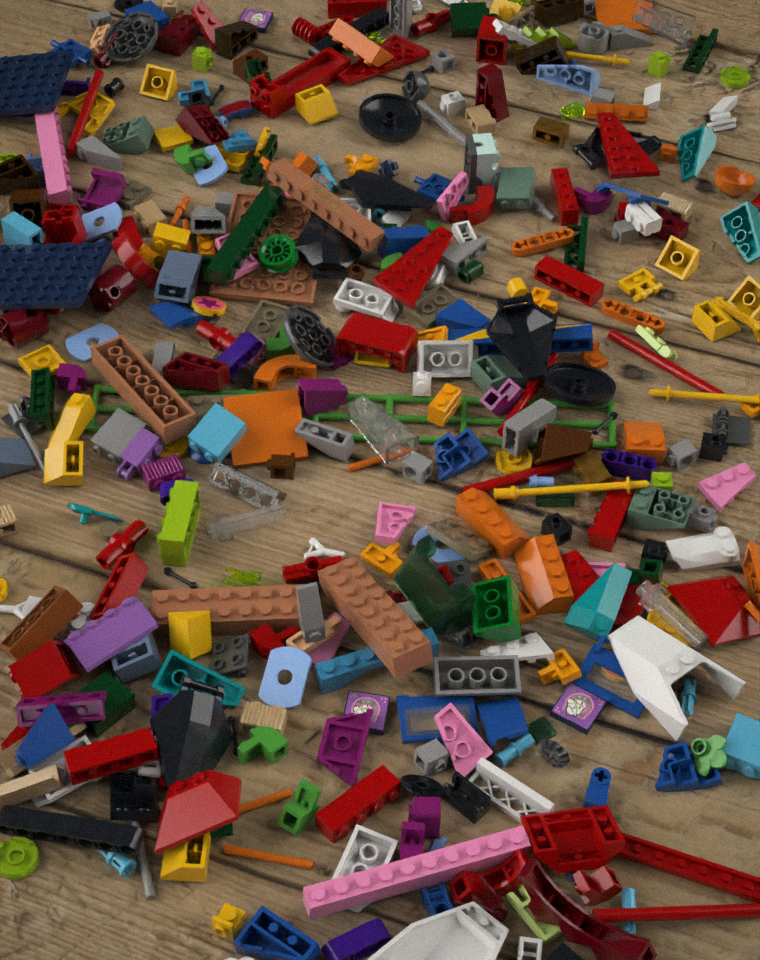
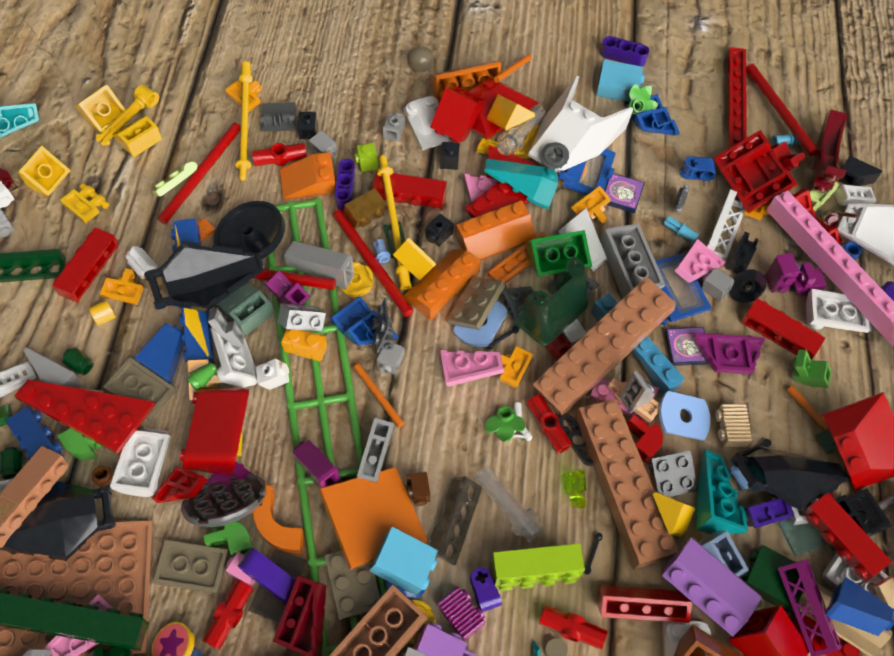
camera: 105 degrees left, 15 degrees up
(263, 741) = (756, 411): bright green brick -> none
(270, 857) = (853, 377): orange bar -> none
(278, 253) = (76, 553): green wheel -> none
(325, 538) = (504, 425): none -> bright green plate
(333, 318) = (179, 485): none -> red wing
(382, 431) = (355, 395): clear wedge -> none
(426, 331) = (201, 376): none -> bright green cone
(441, 448) = (383, 328): none -> dark grey hinge
(468, 399) = (301, 317): none -> light grey brick
(470, 350) = (229, 331): none -> light grey slope
(502, 719) = (666, 238): blue slope -> none
(523, 499) = (414, 259): none -> yellow slope
(541, 729) = (653, 215): clear green tile -> none
(560, 237) = (21, 298): orange beam -> none
(560, 443) = (345, 231): reddish brown slope -> none
(566, 313) = (139, 261): none -> white piece
(609, 308) = (129, 204): orange beam -> none
(613, 415) = (282, 203): black hinge -> none
(619, 625) = (549, 150): none -> dark grey gear
(649, 570) = (478, 156): dark green brick -> none
(658, 509) = (400, 148): sand green slope -> none
(675, 419) = (279, 154): none -> red piece
(691, 601) = (507, 113): none -> yellow slope
(700, 556) = (457, 113): none -> red slope
(726, 485) = (348, 115): bright pink wing -> none

